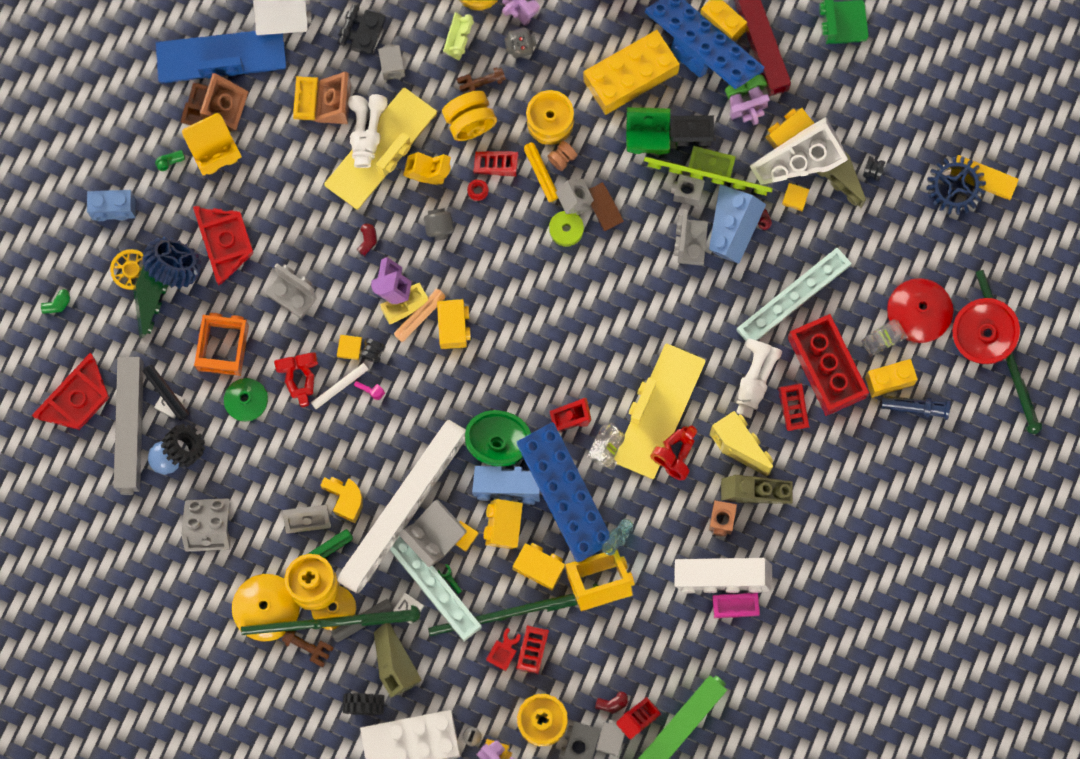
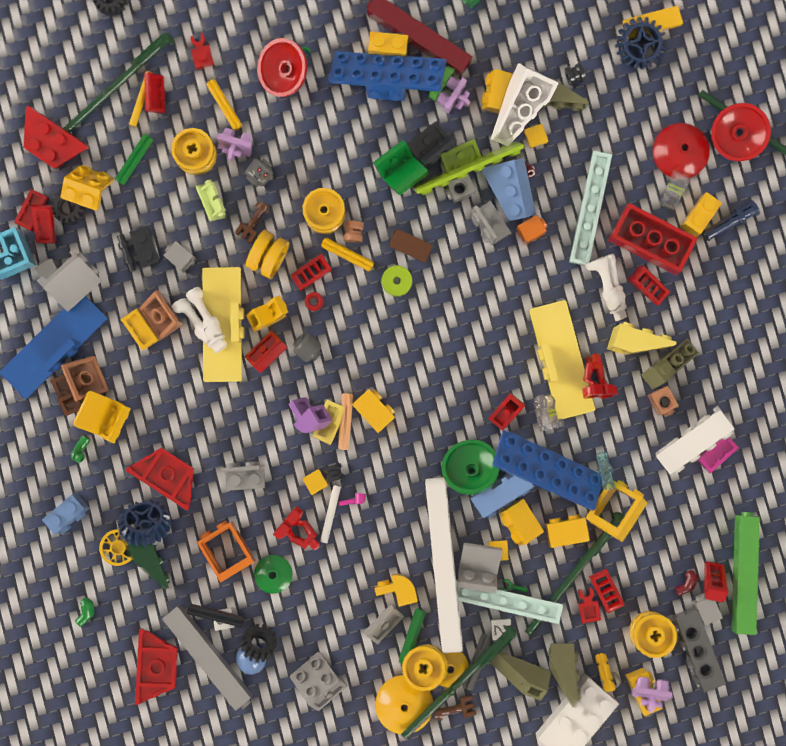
camera: 40 degrees left, 10 degrees up
(363, 704) = (526, 720): black tyre -> none
(370, 239) = (266, 394): dark red arm -> none
(399, 202) = (266, 352): none -> red slope
(437, 680) = (563, 667): none -> olive slope
(470, 721) = (605, 672): none -> yellow axle
(575, 196) = (387, 254): light grey brick -> none
(631, 72) = (353, 133): yellow brick -> none
(724, 274) = (531, 229): none -> orange brick

